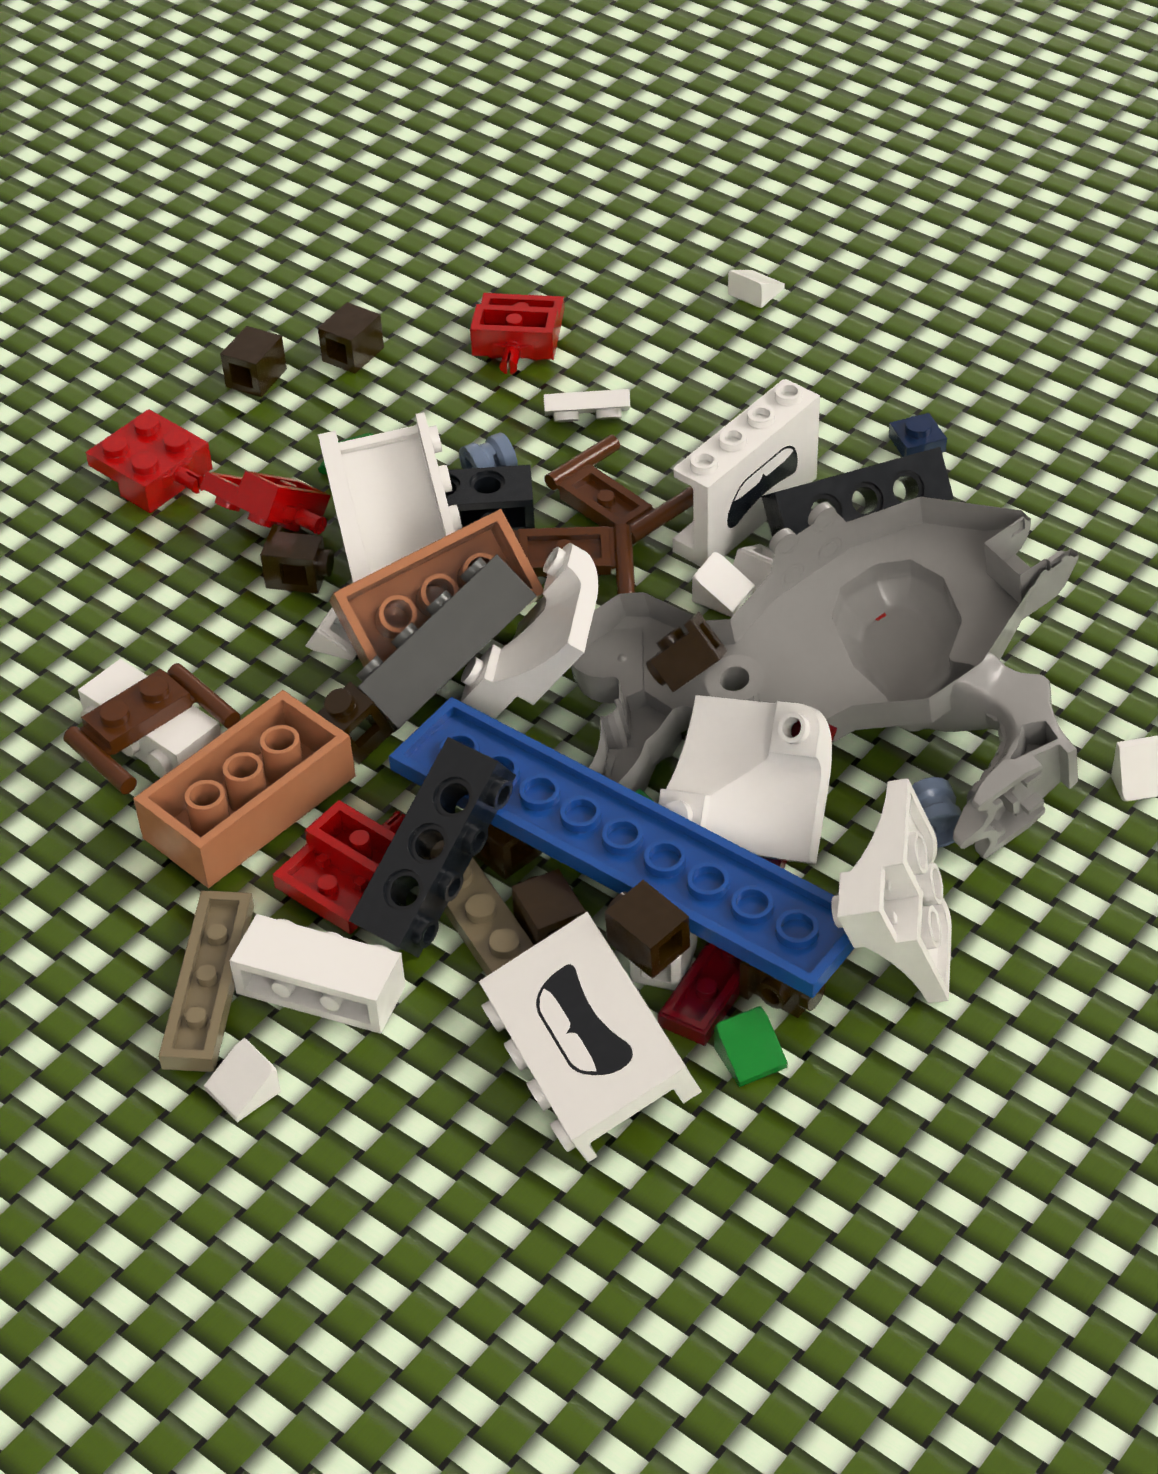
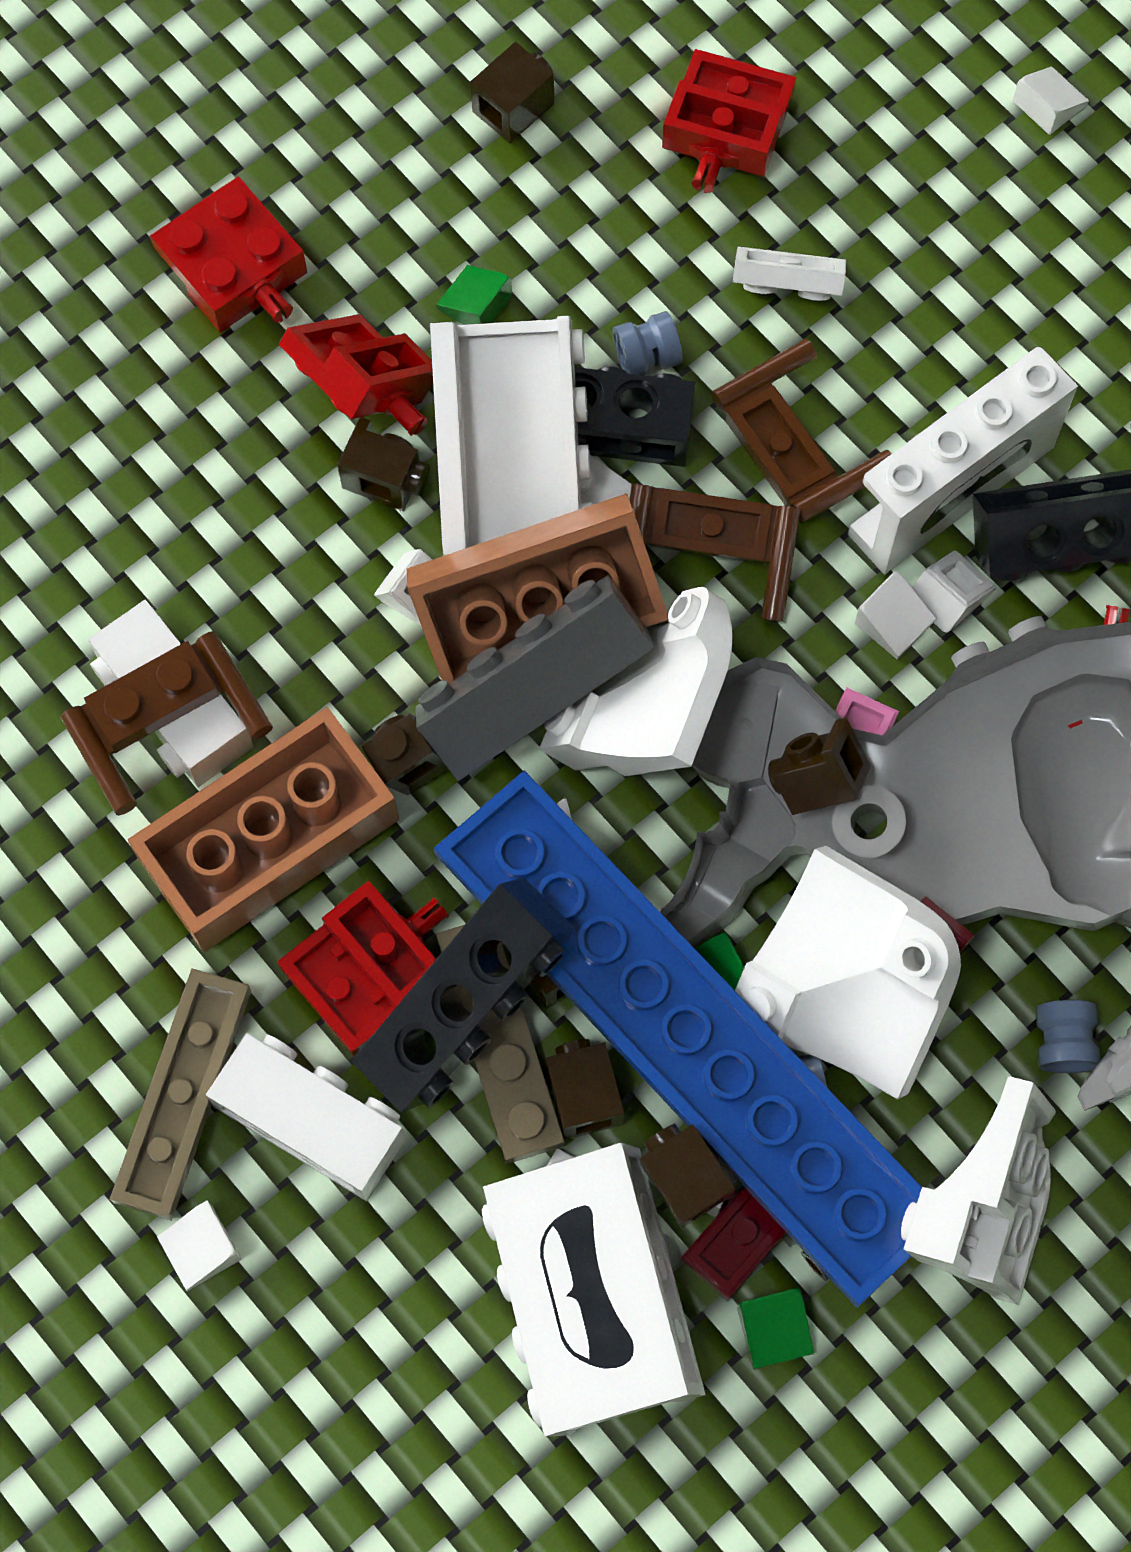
camera: 10 degrees right, 25 degrees up
(253, 361) = (383, 108): dark brown brick -> none

